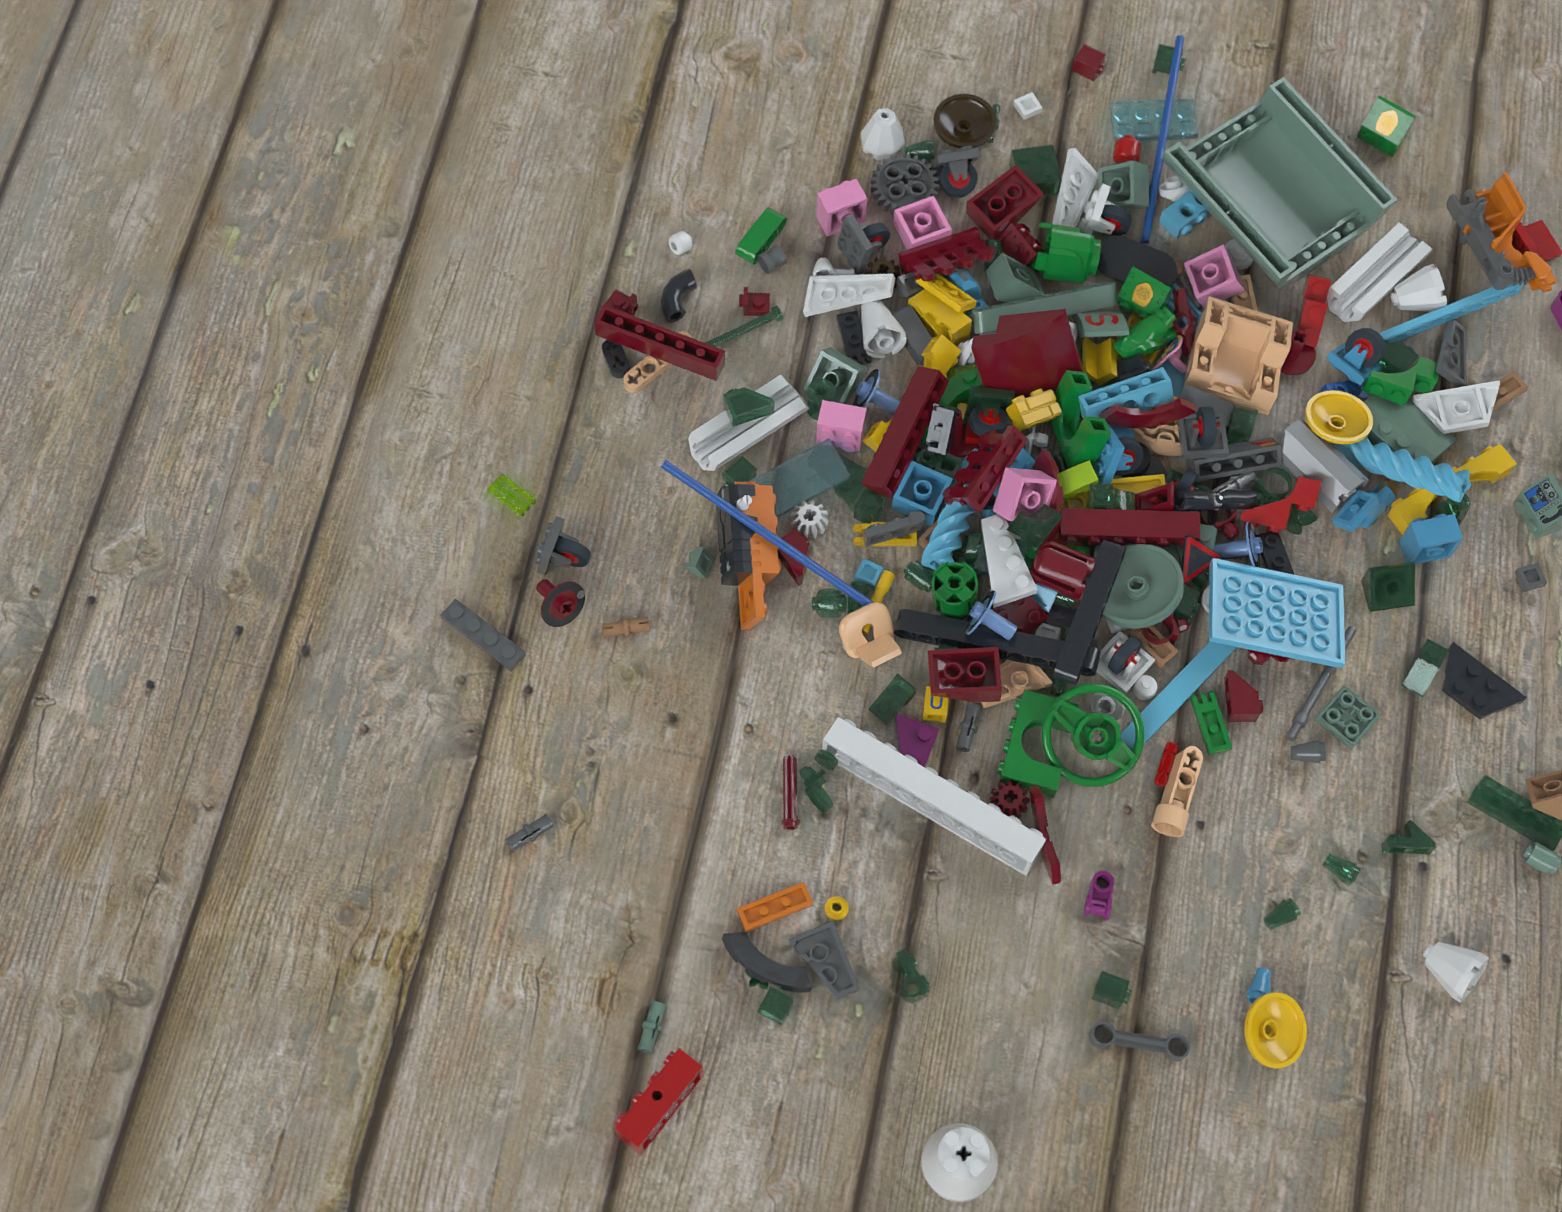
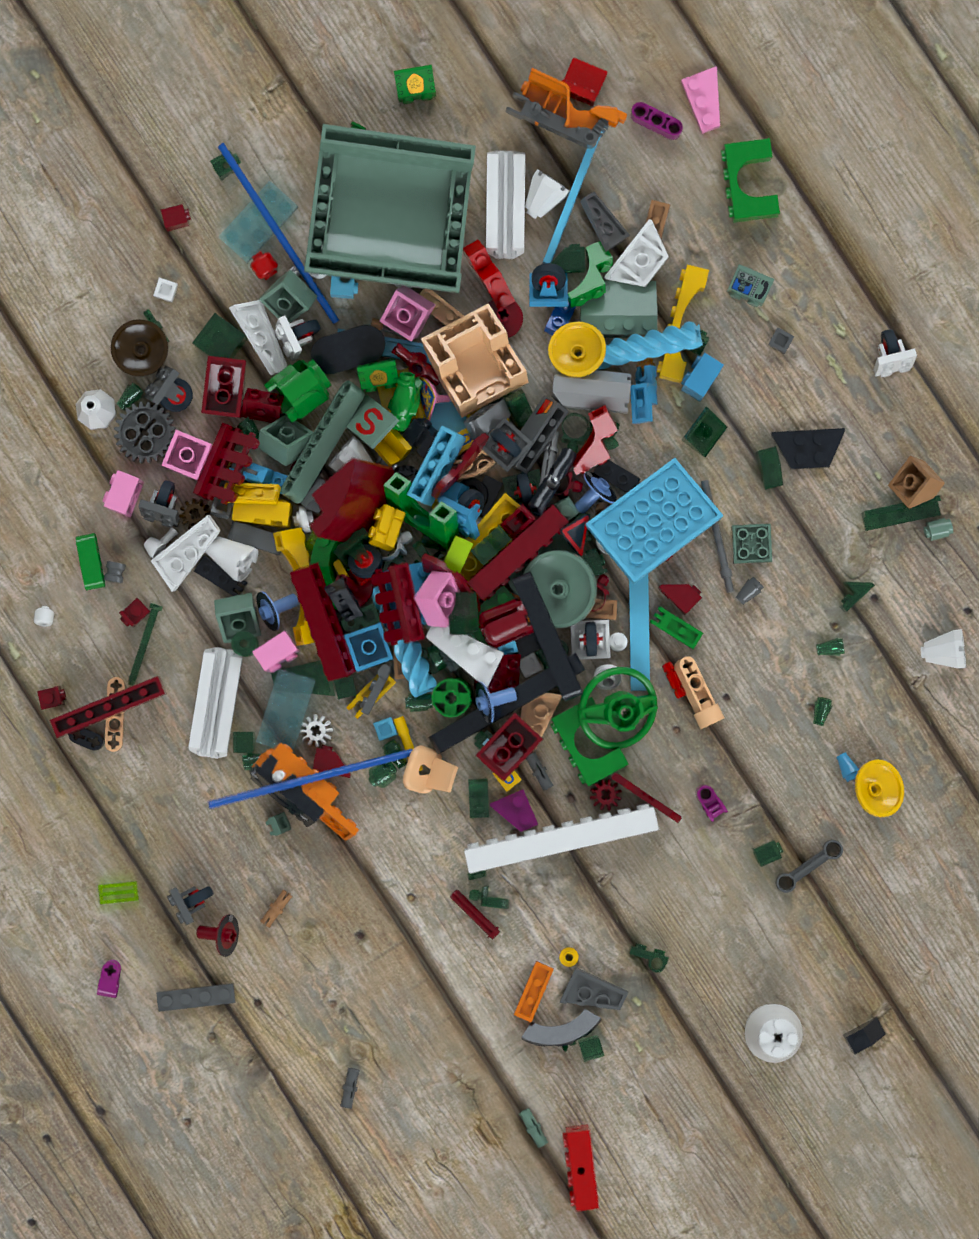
camera: 45 degrees left, 20 degrees up
(428, 552) = (109, 983): none -> magenta piece
(673, 295) = (77, 658): black cylinder -> none
(746, 405) = (205, 698): clear green slope -> none

